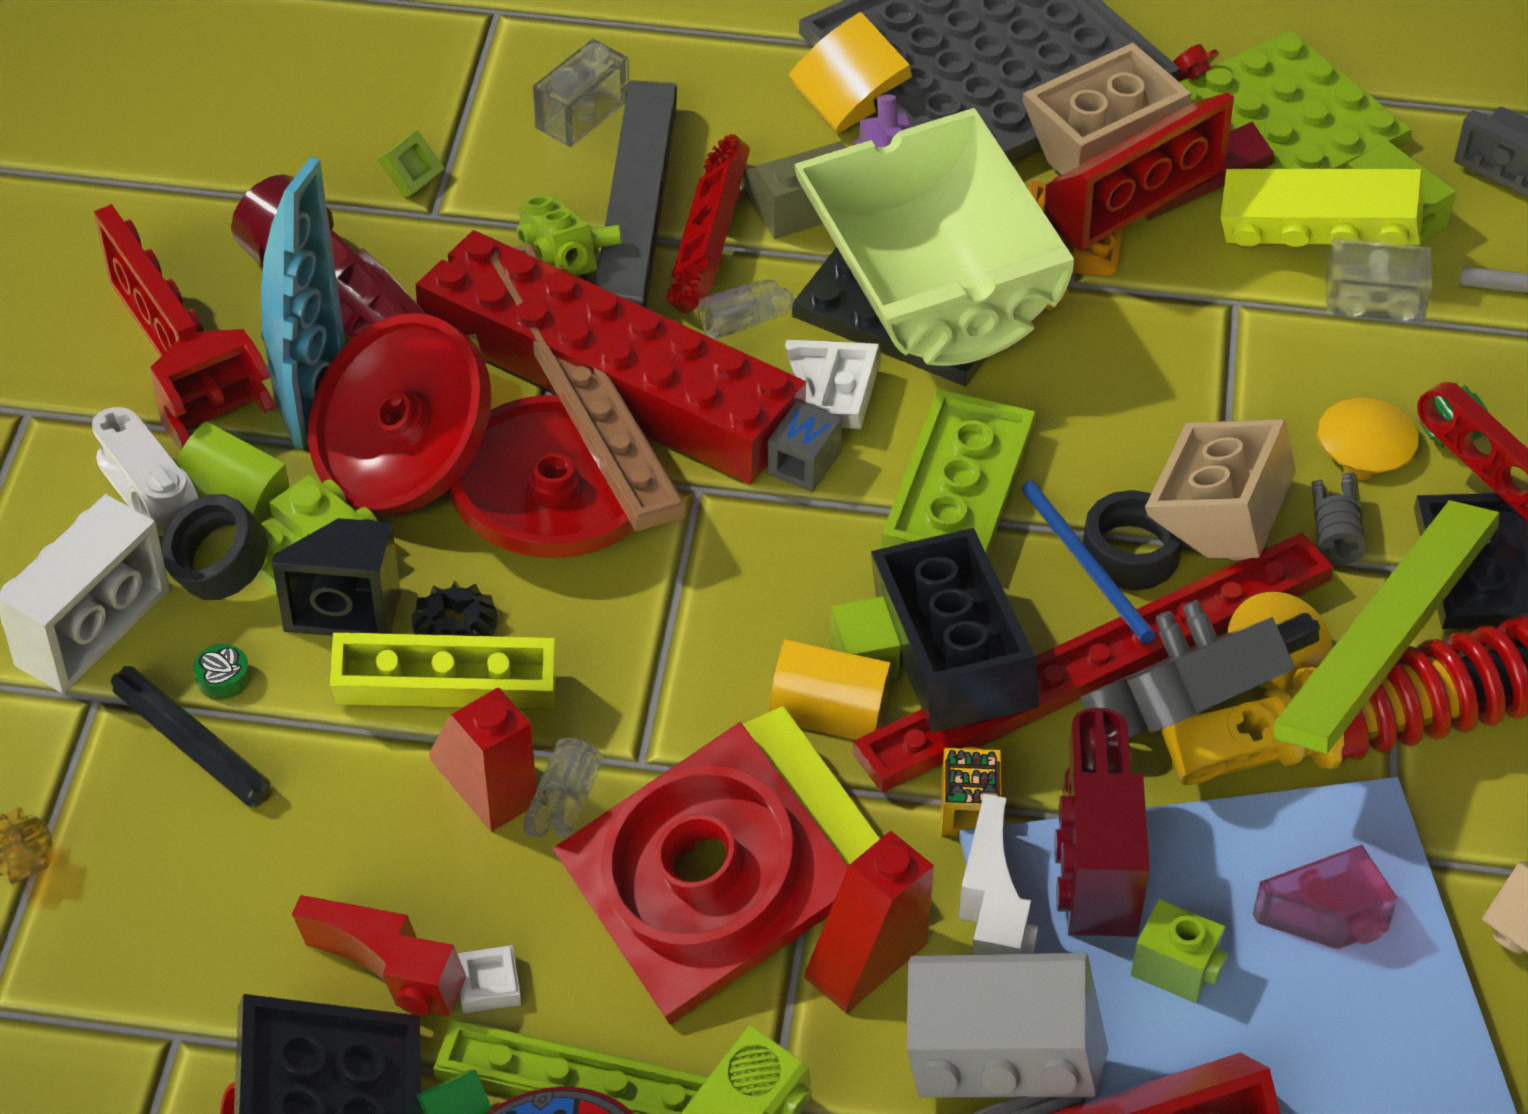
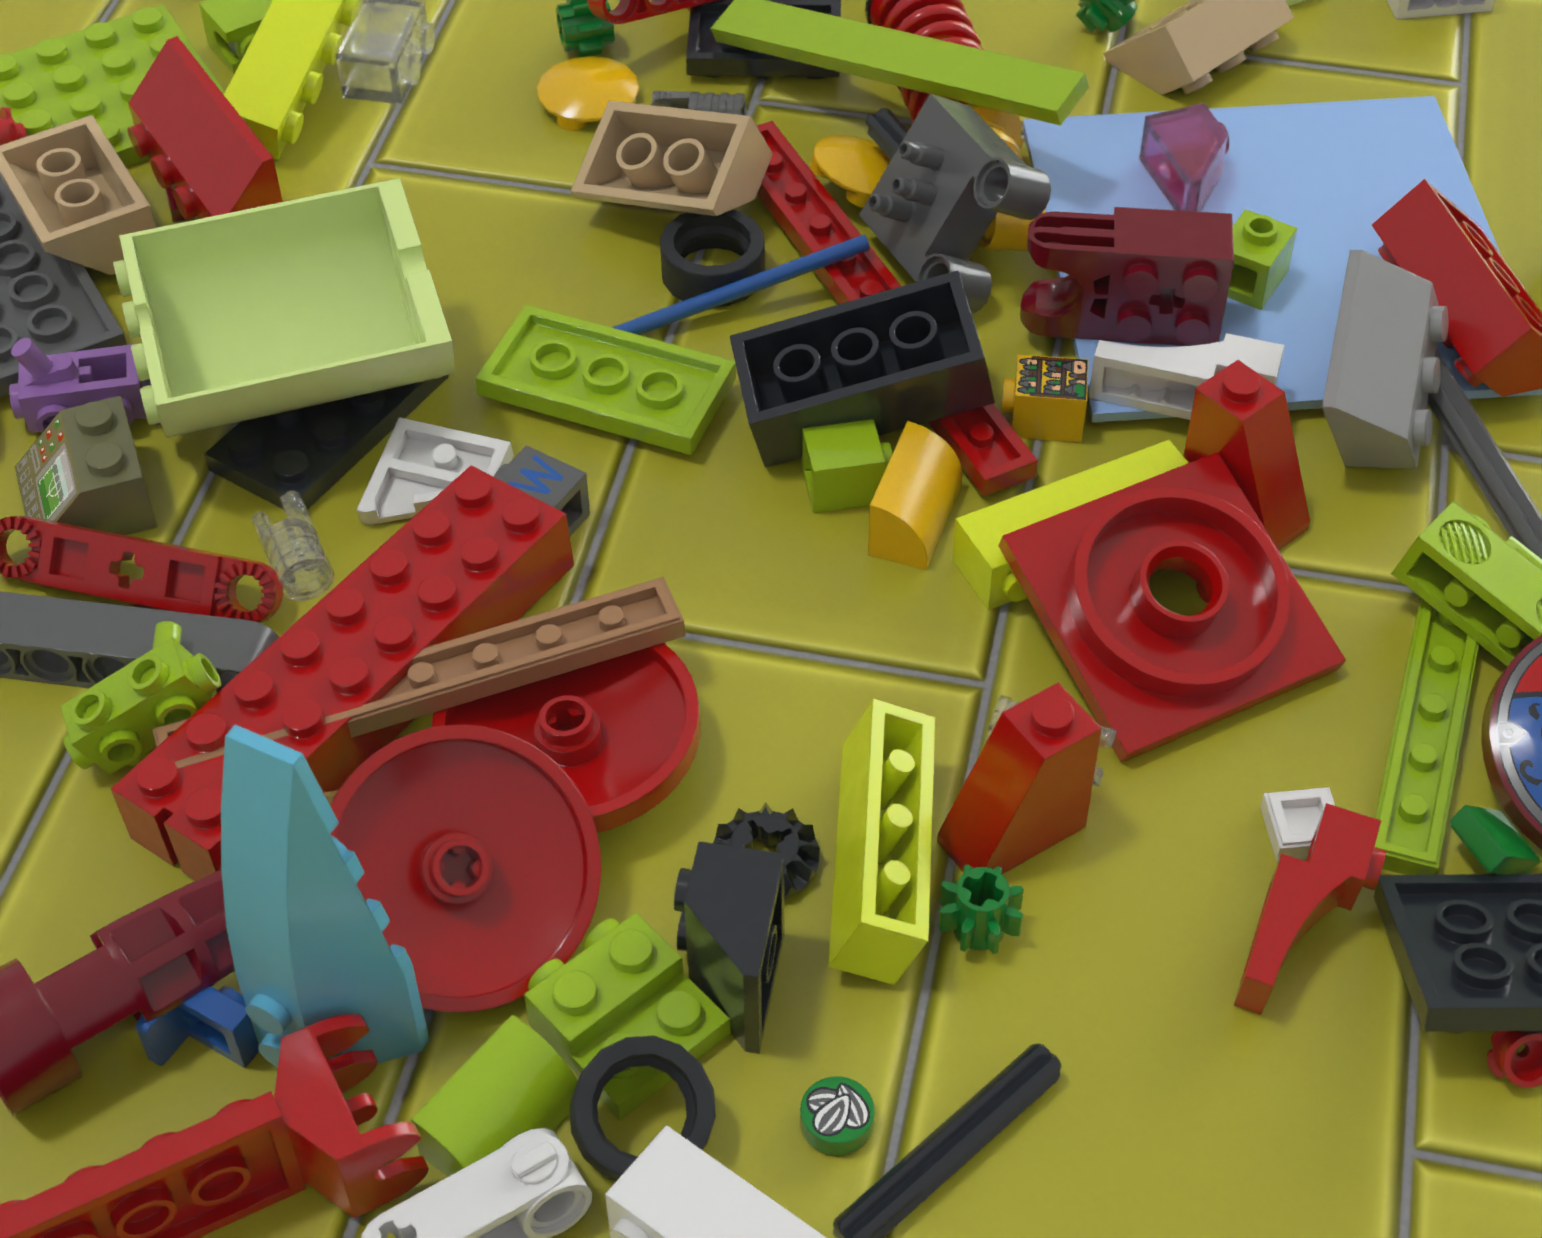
camera: 85 degrees left, 0 degrees up
(389, 744) = (981, 908): none -> green gear

